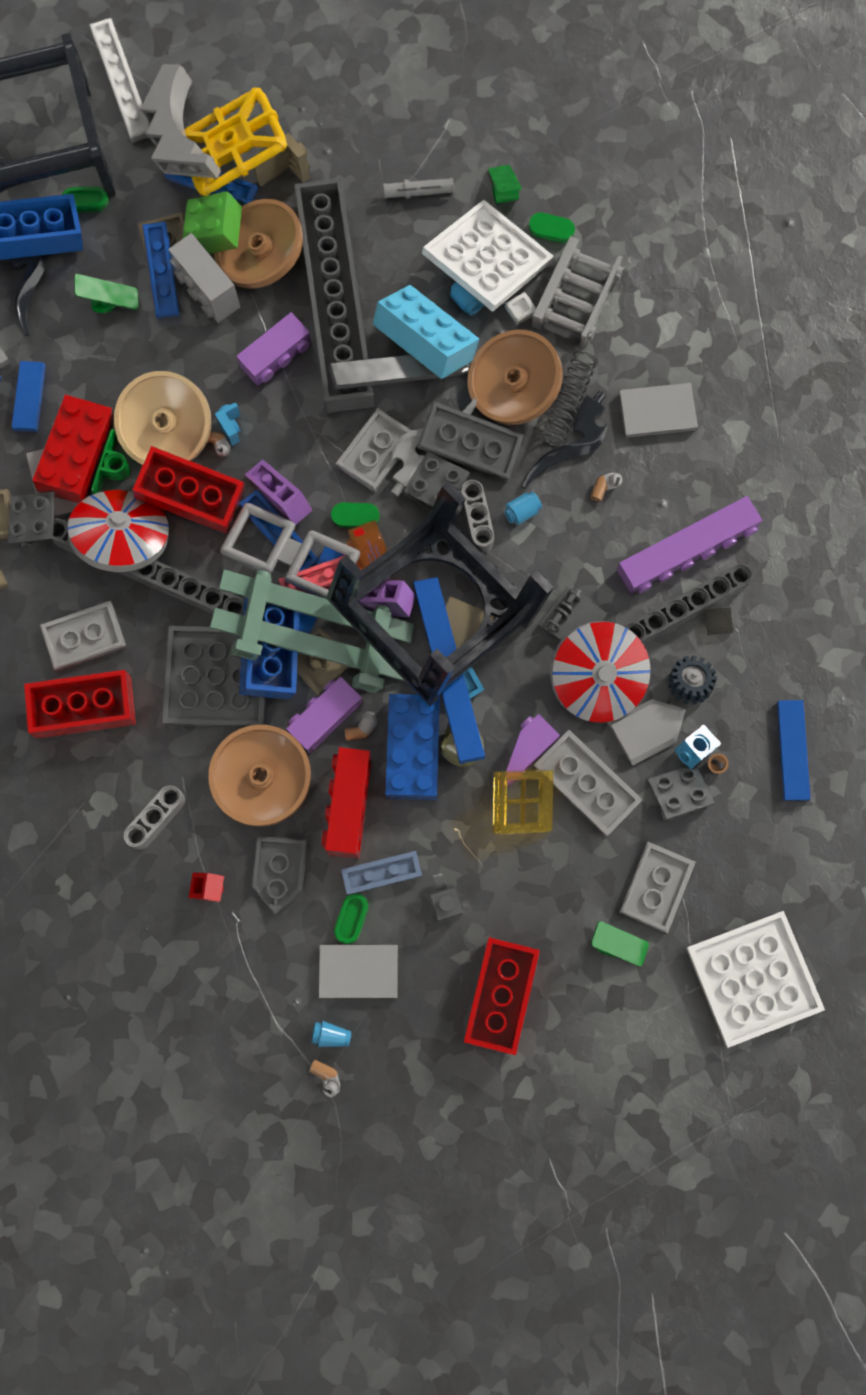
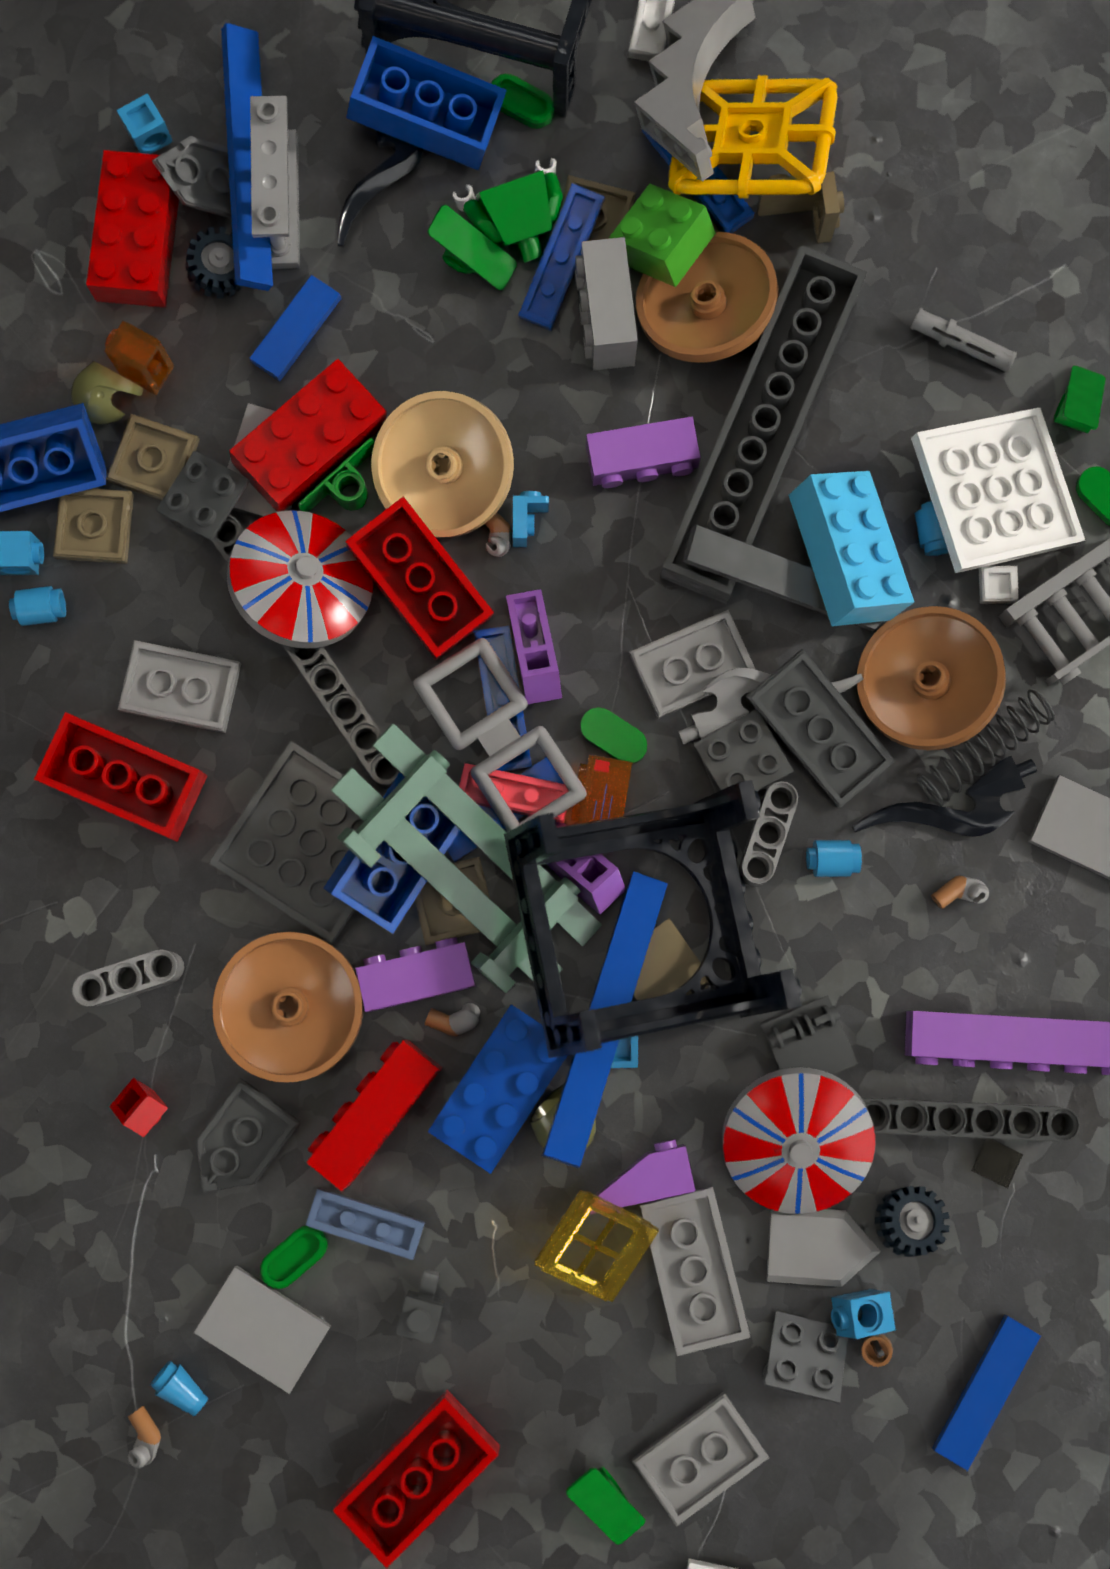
camera: 30 degrees right, 5 degrees up
(119, 257) = (516, 210): none -> green torso

